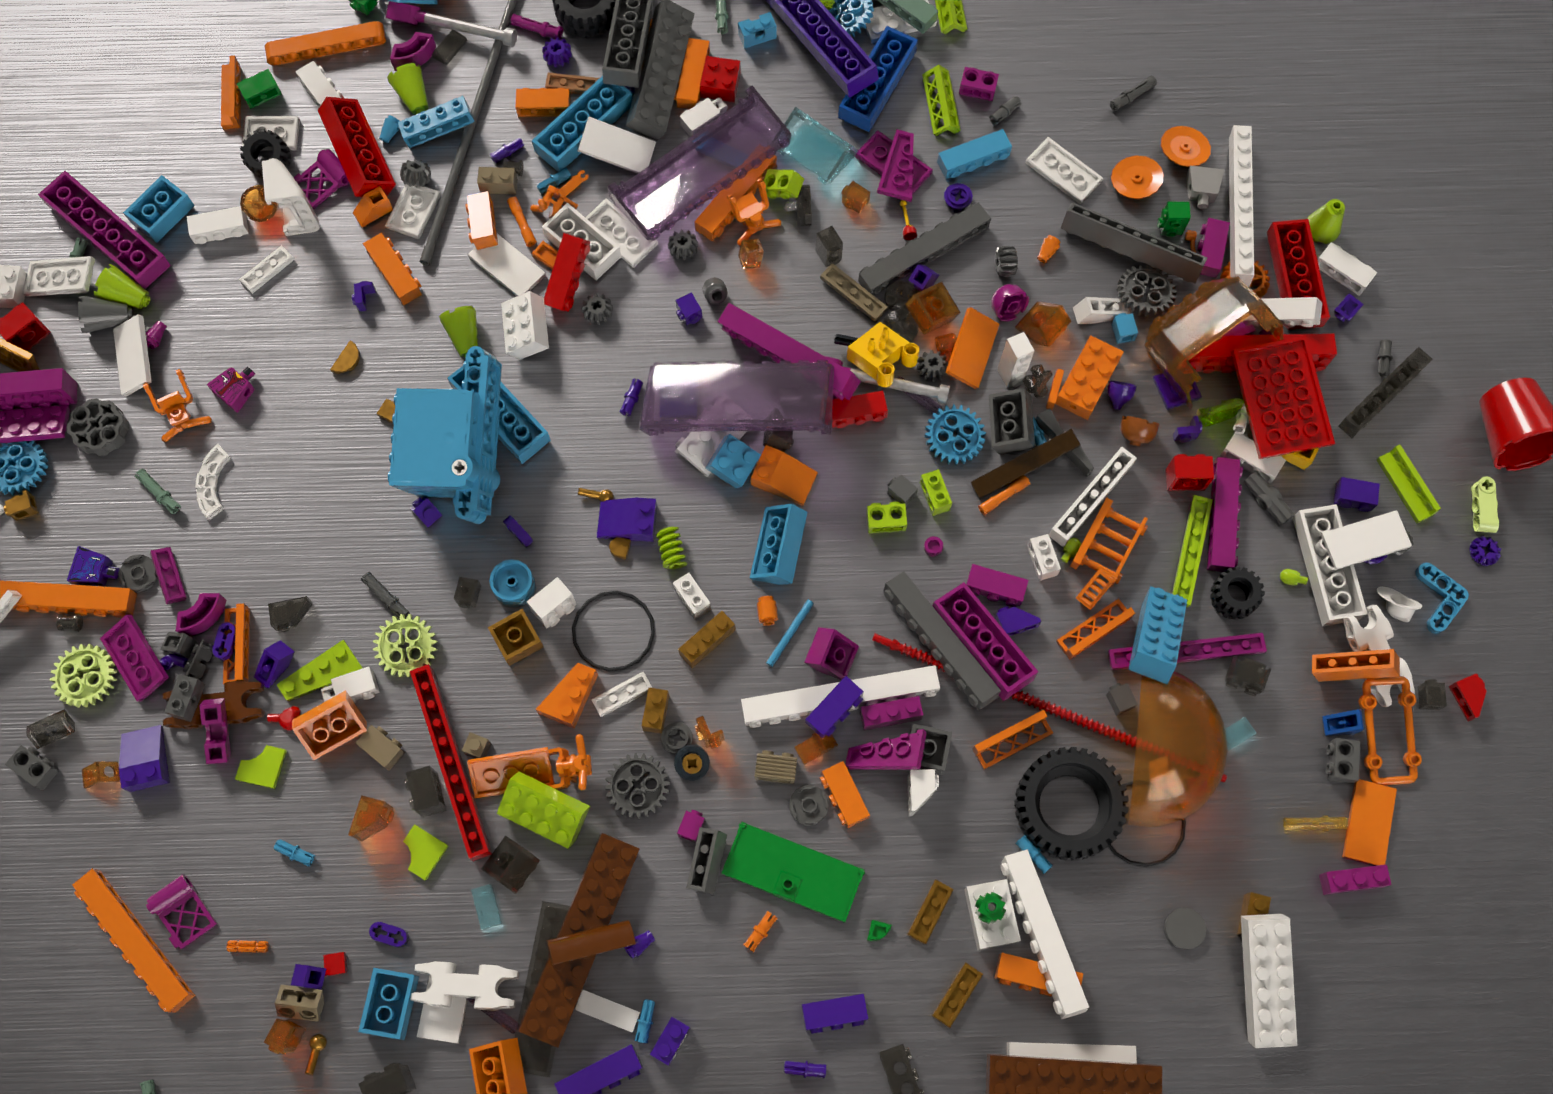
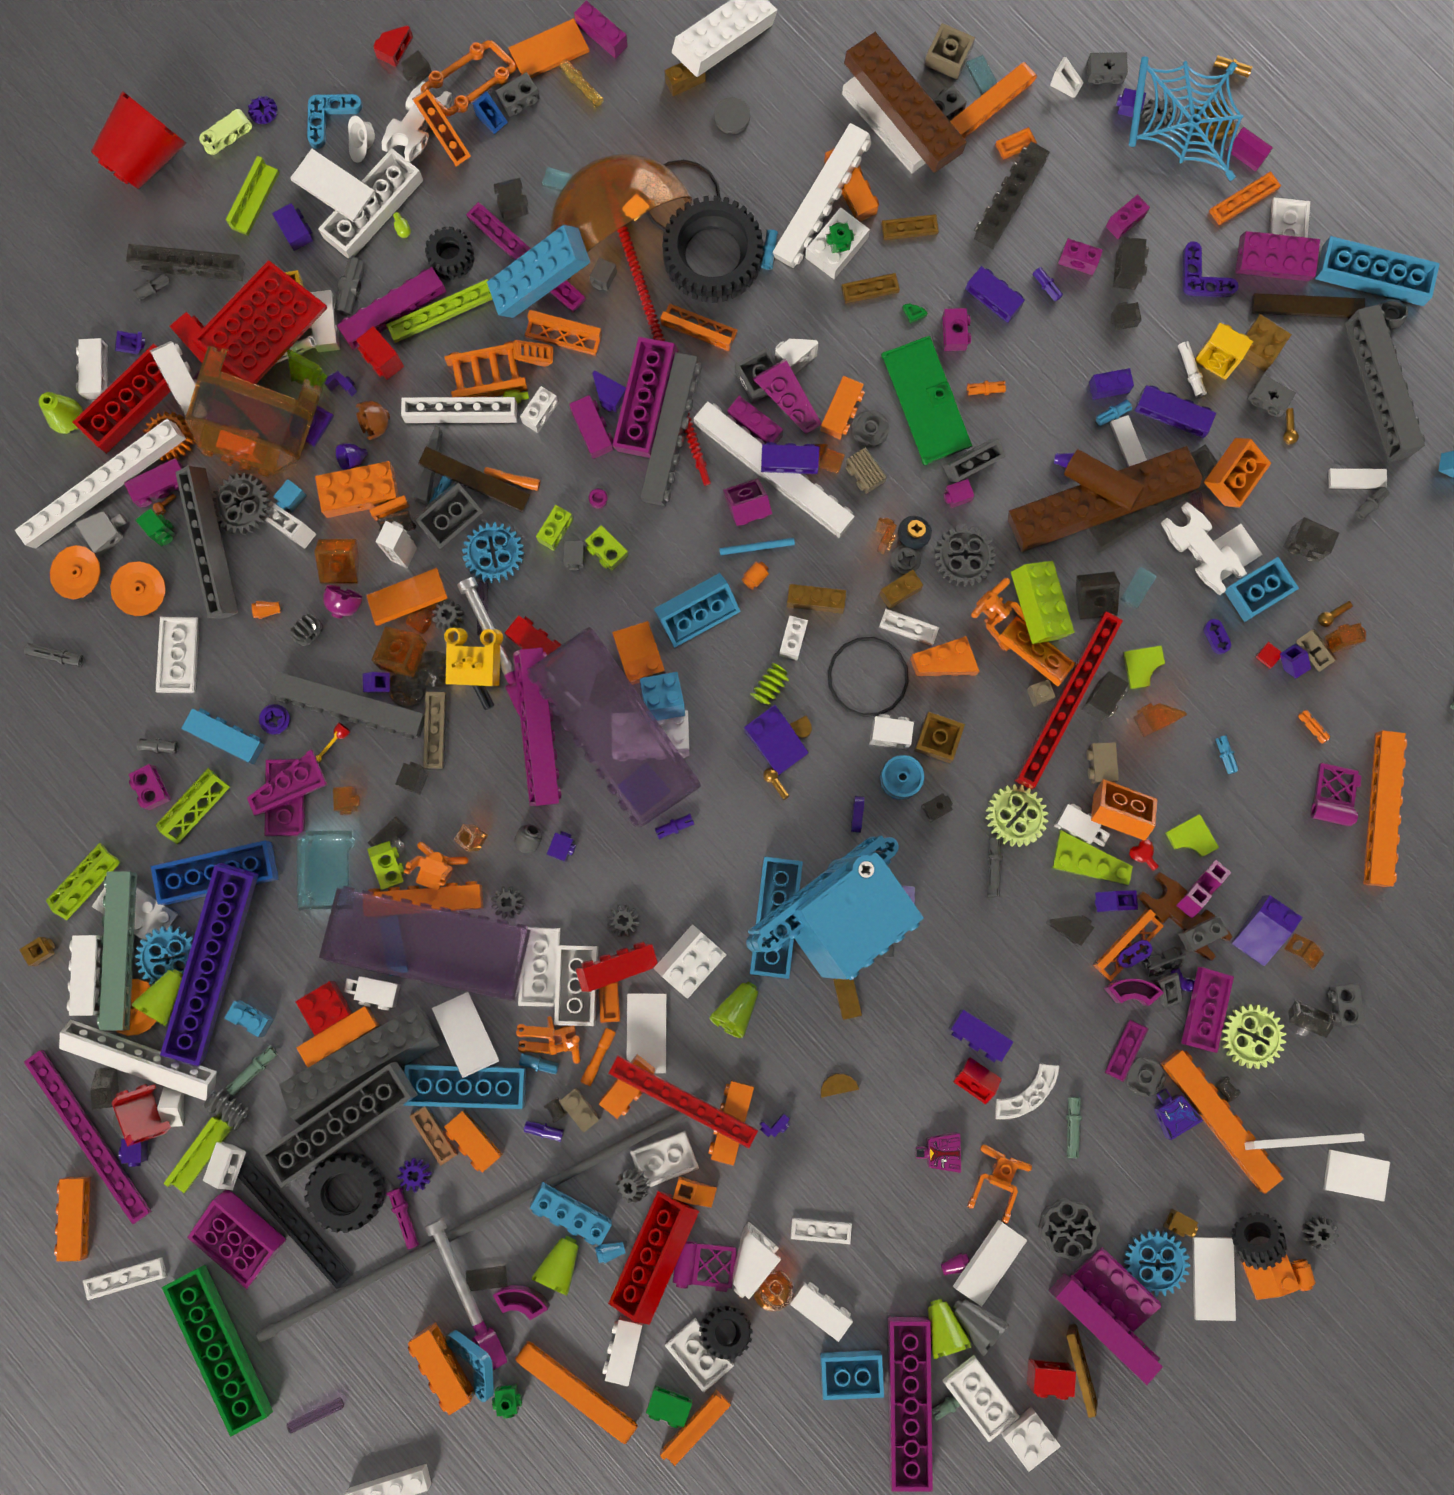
camera: 130 degrees left, 10 degrees up
(254, 455) = (978, 1080): none -> red panel
(281, 481) = (980, 1036): none -> dark purple brick
(434, 242) = (683, 1101): none -> red tile
(844, 951) = (956, 340): none -> magenta brick

